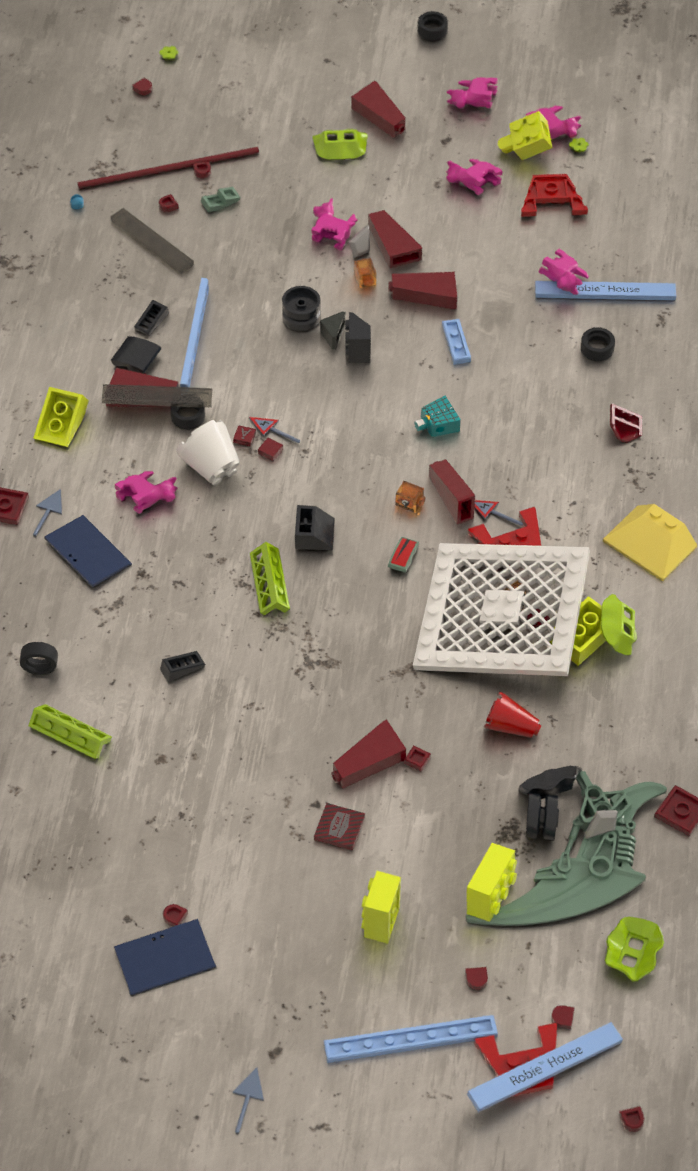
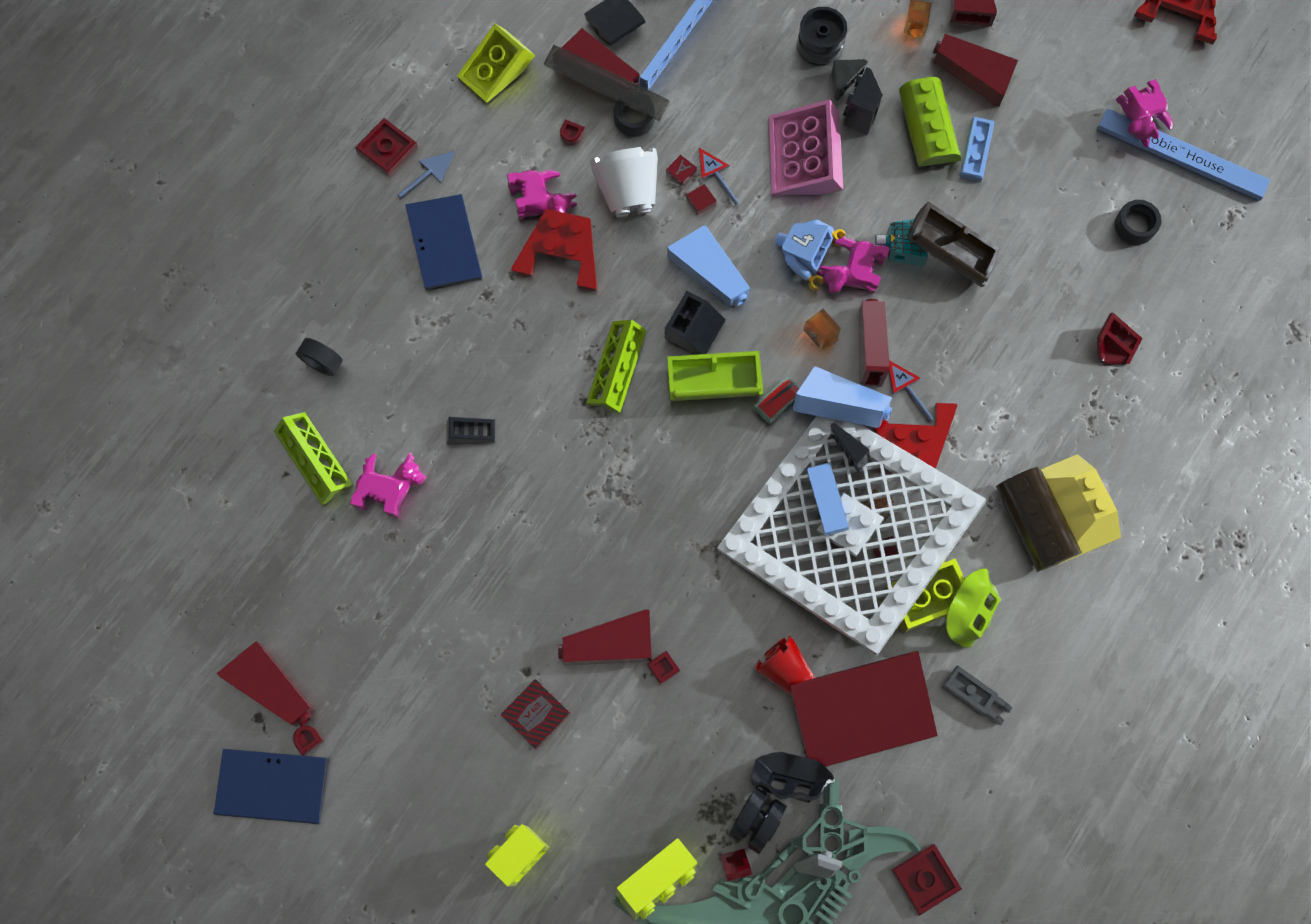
camera: 25 degrees right, 20 degrees up
(123, 889) = (265, 682): none -> dark red slope
(140, 726) = (386, 489): none -> dark pink animal
(145, 443) = (571, 132): none -> dark red tile
(183, 509) = (562, 237): none -> red wing
(303, 488) = (710, 266): none -> light blue slope
(331, 387) = (806, 150): none -> bright pink slope
(347, 555) = (714, 376): none -> lime container
(368, 448) = (806, 248): none -> light blue torso
(412, 335) = (929, 122): none -> lime container
(414, 445) = (859, 266): none -> dark pink animal
(451, 532) = (841, 399): none -> light blue slope
(474, 402) = (953, 243): none -> dark brown container
(474, 557) = (853, 449): none -> black slope
(476, 595) = (828, 499): none -> light blue tile
(542, 856) = (735, 864): none -> dark red tile
(578, 719) = (864, 709): none -> dark red piece
(632, 552) = (1038, 519): none -> dark brown container
(652, 681) = (975, 694): none -> dark grey hinge

